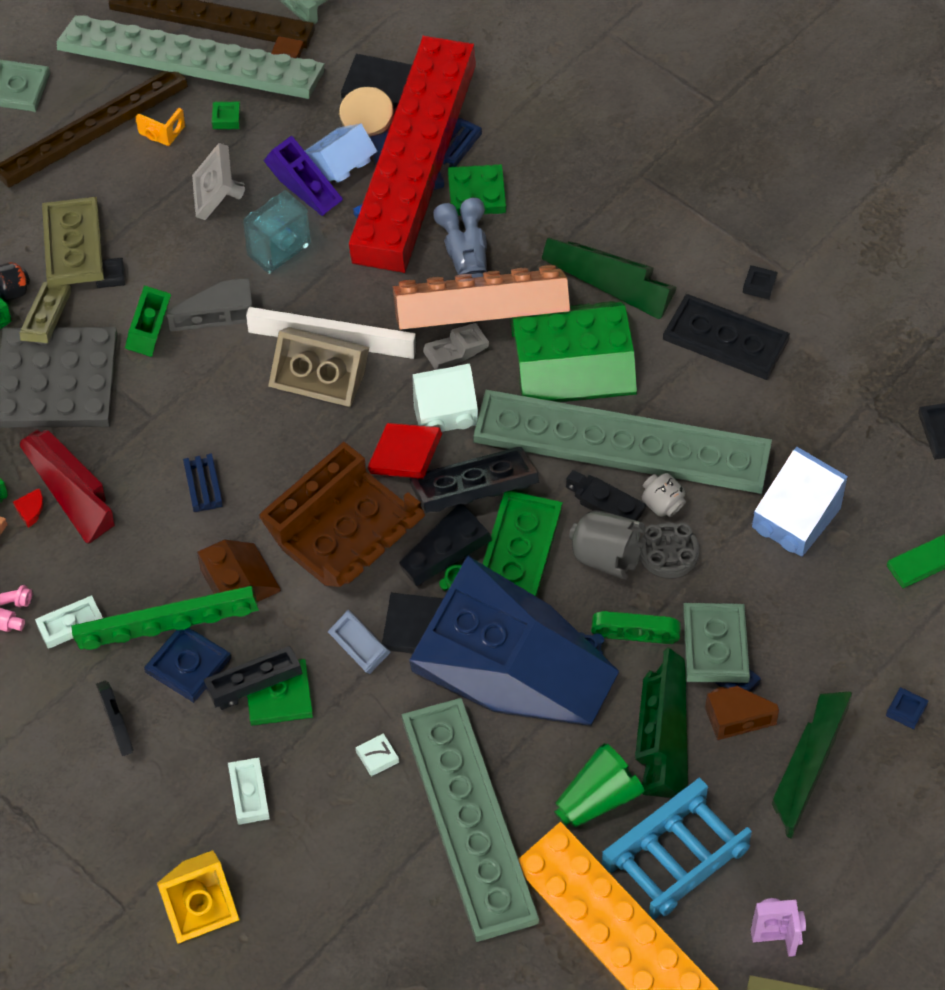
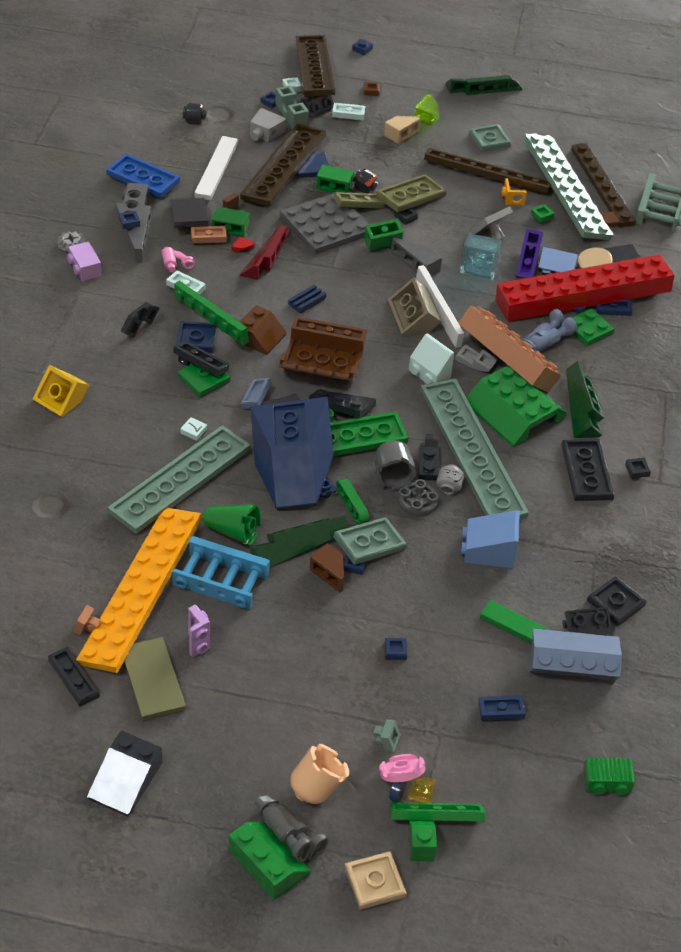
camera: 55 degrees right, 10 degrees down
(248, 791) = (135, 387): light aqua plate -> none
(405, 450) = (389, 363): red tile -> none
(474, 479) = (391, 395): black plate -> none
(810, 759) = (321, 614): dark green wedge -> none

